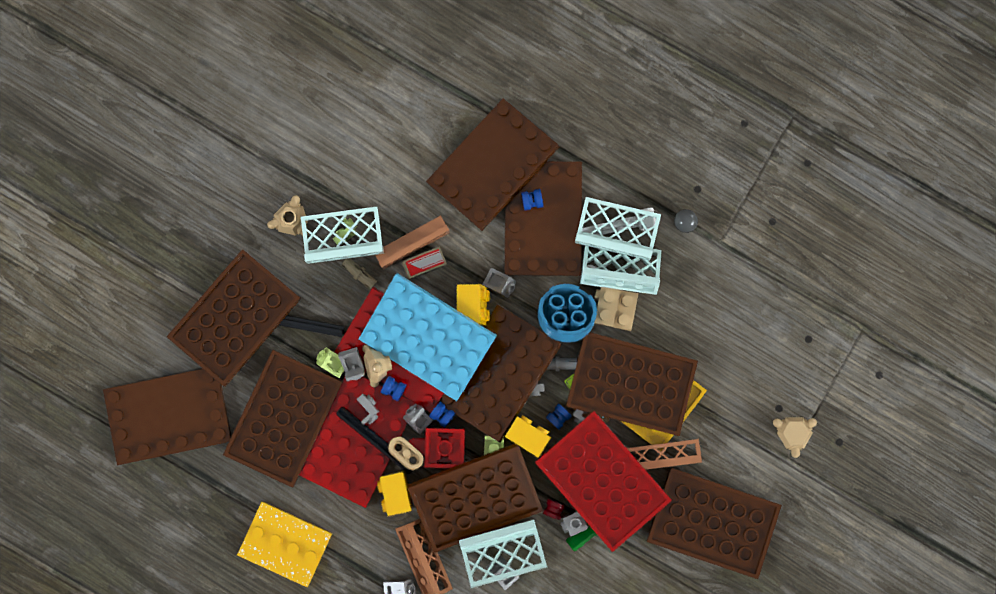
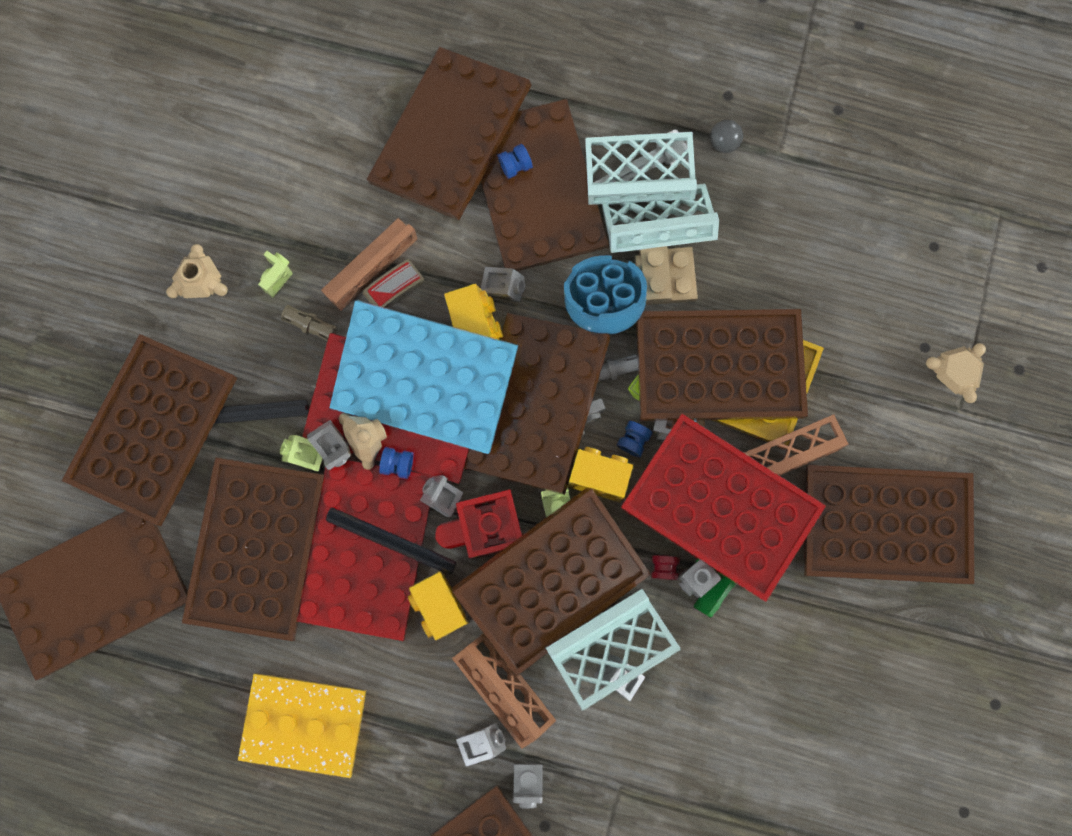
camera: 15 degrees left, 5 degrees down
(342, 252) = (276, 298): light aqua fence -> none
(368, 403) = (367, 492): light grey bracket -> none
(407, 451) = (438, 545): tan plate -> none
(439, 411) = (474, 480): blue wheel -> none

